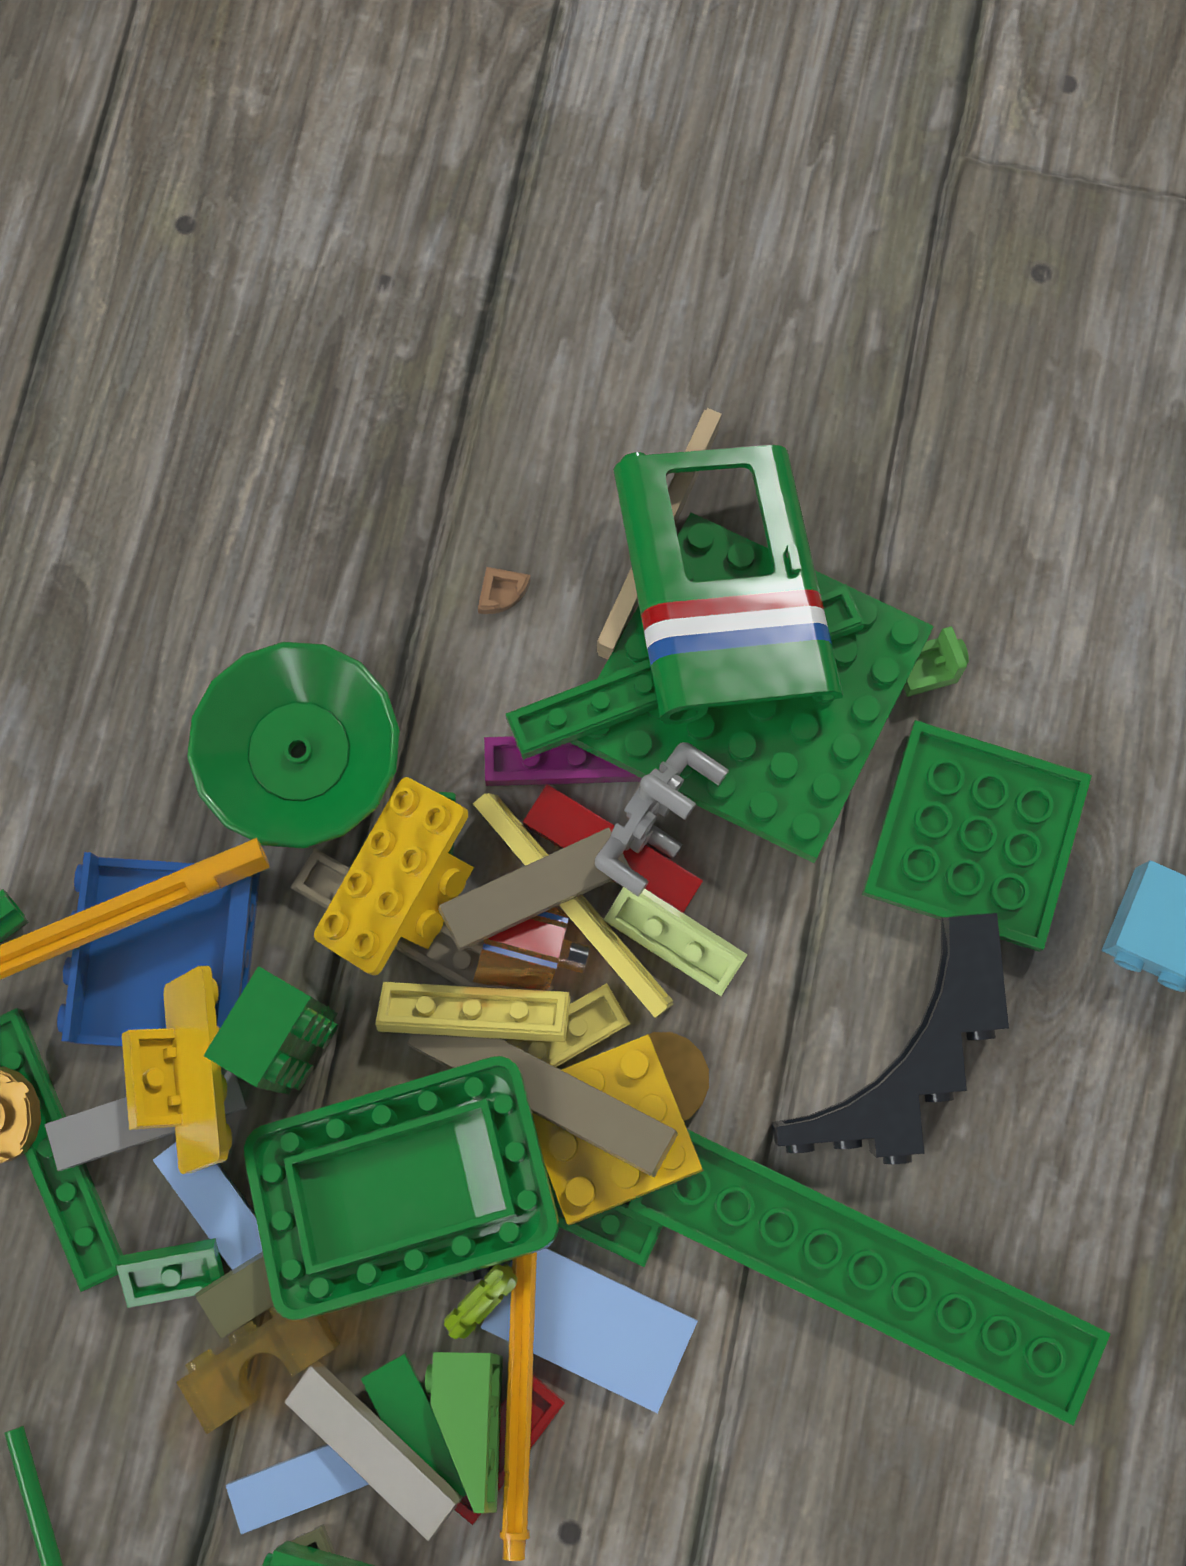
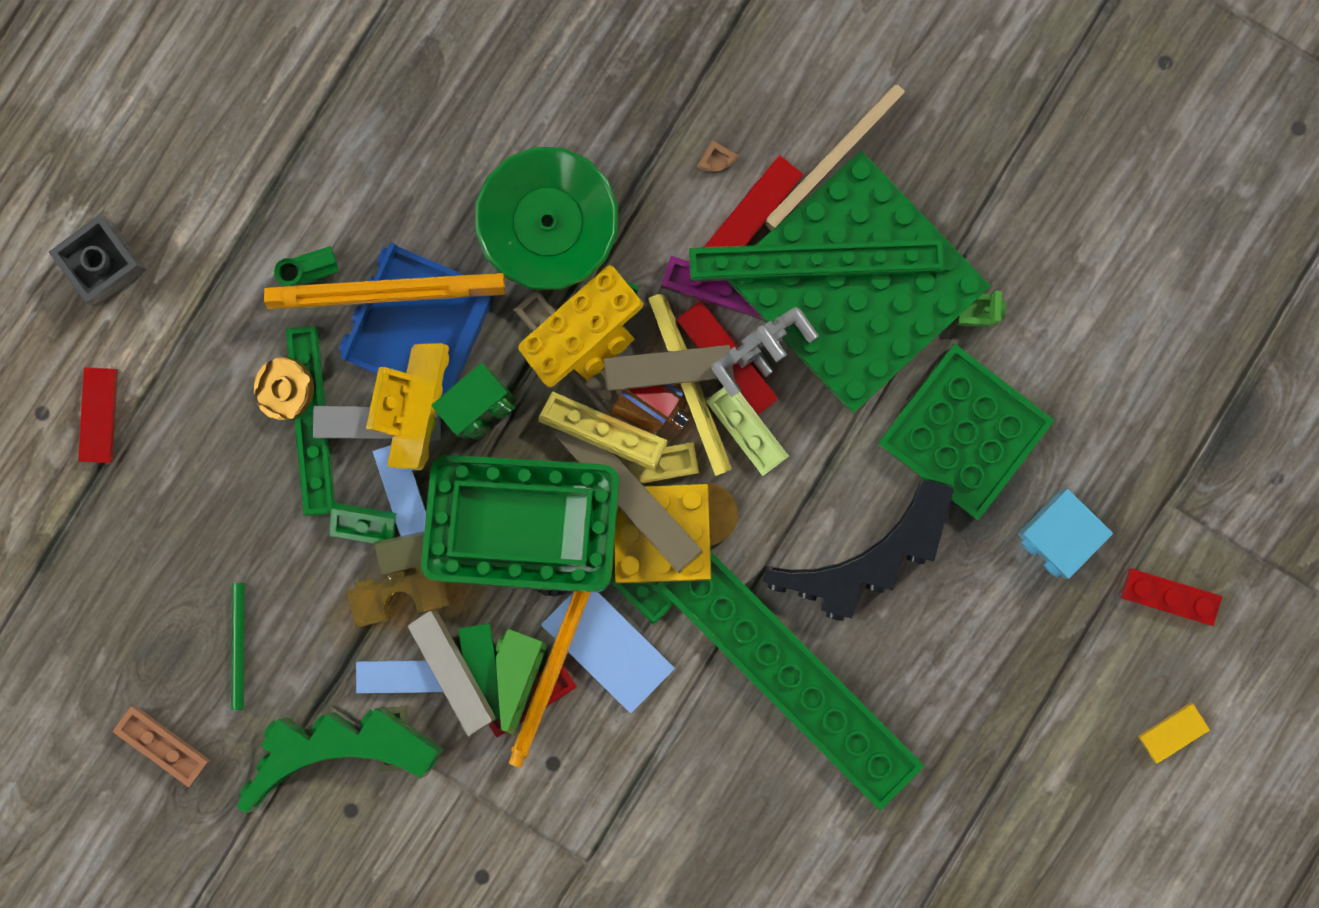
camera: 20 degrees right, 10 degrees up
(480, 1301) = (546, 609): lime axle -> none
(579, 628) = (757, 205): none -> red tile
(733, 635) = (853, 250): green piece -> none

